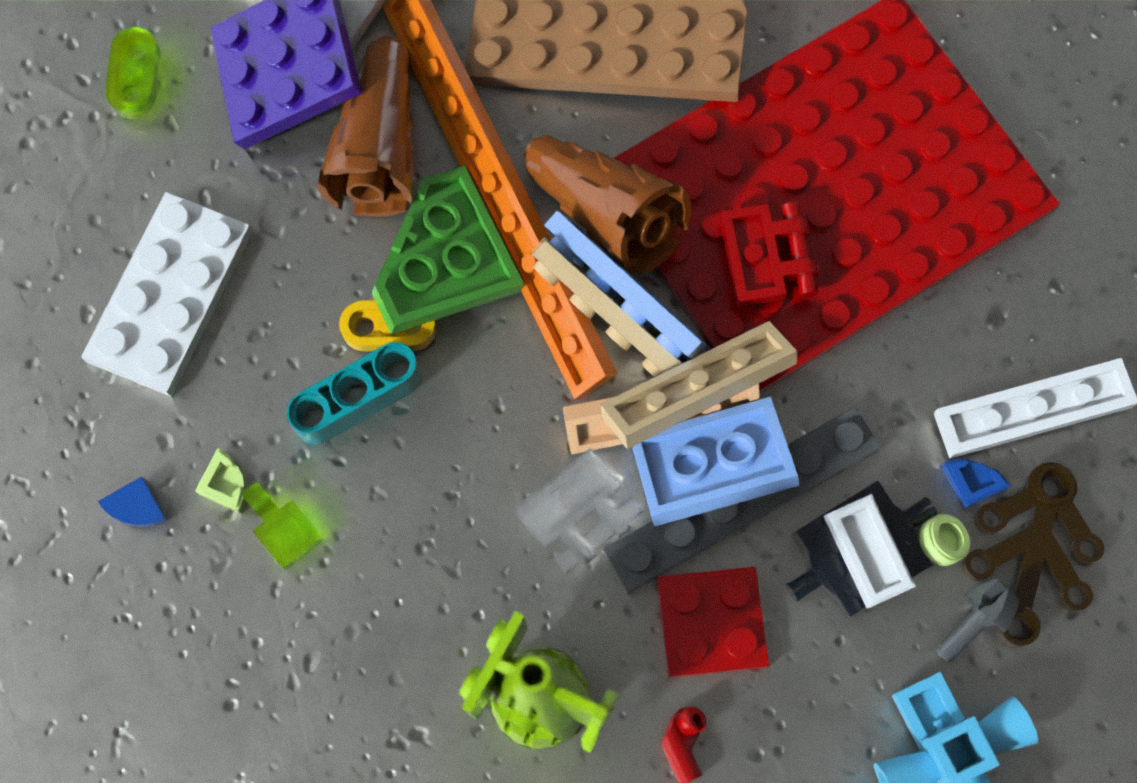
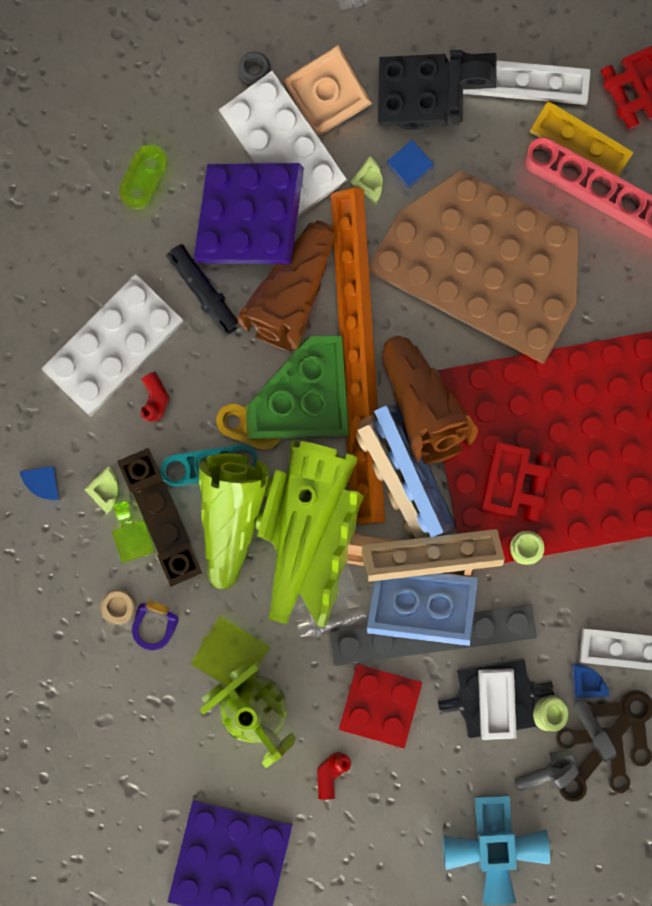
camera: 20 degrees right, 10 degrees up
(253, 337) = (157, 400): none -> red arm
(277, 187) = (211, 300): none -> black pin
(299, 631) = (118, 606): none -> tan tile
(310, 482) = (160, 516): none -> dark brown slope
(346, 607) = (159, 608): none -> dark purple piece
(403, 437) = (229, 511): none -> lime cone
(465, 628) = (227, 650): none -> clear neon green piece
(520, 412) = (311, 527): none -> lime piece
(818, 332) = (527, 547): none -> yellowish green plate
(1031, 543) = (599, 737): none -> dark grey bar

